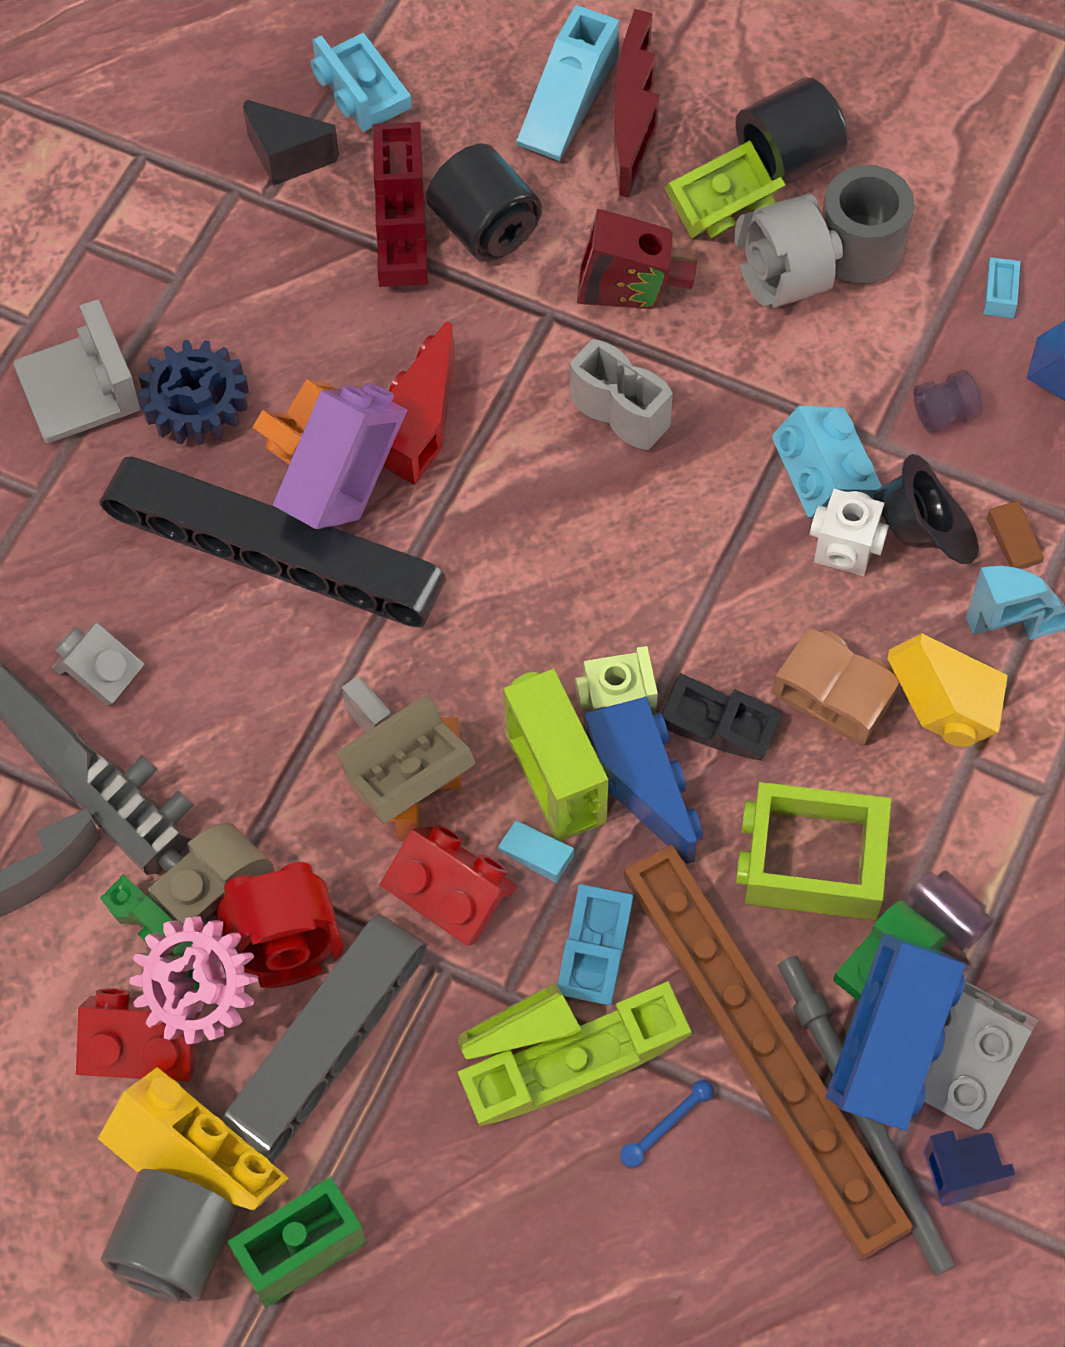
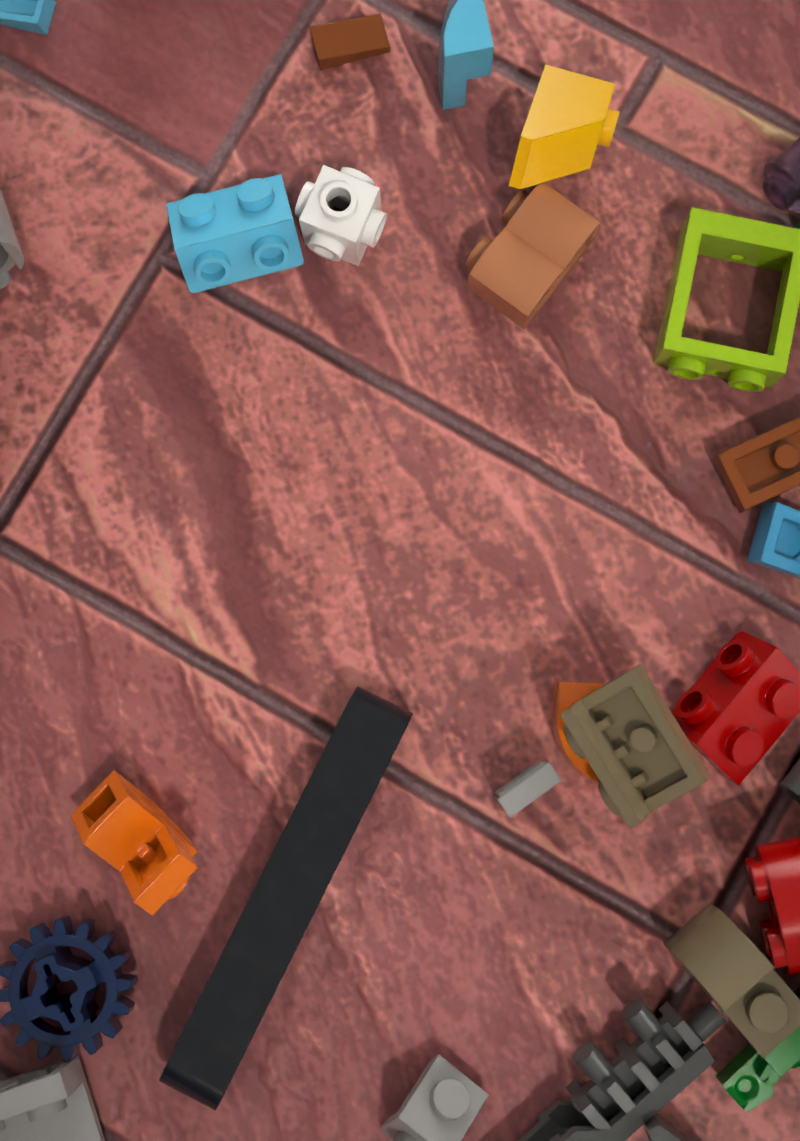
camera: 80 degrees left, 20 degrees up
(340, 455) = (207, 806): medium lavender window -> none
(425, 395) = (136, 713): red slope -> none
(536, 851) = (701, 606): medium azure piece -> none
(555, 754) = (617, 571): lime window -> none
(623, 395) = (122, 469): light grey brick -> none
(633, 670) = (513, 471): yellowish green brick -> none
(639, 773) = (610, 487): blue slope -> none
(720, 721) = (555, 389): black slope -> none
(925, 512) = (324, 127): black piece -> none
(947, 401) = (171, 76): clear purple wheel -> none

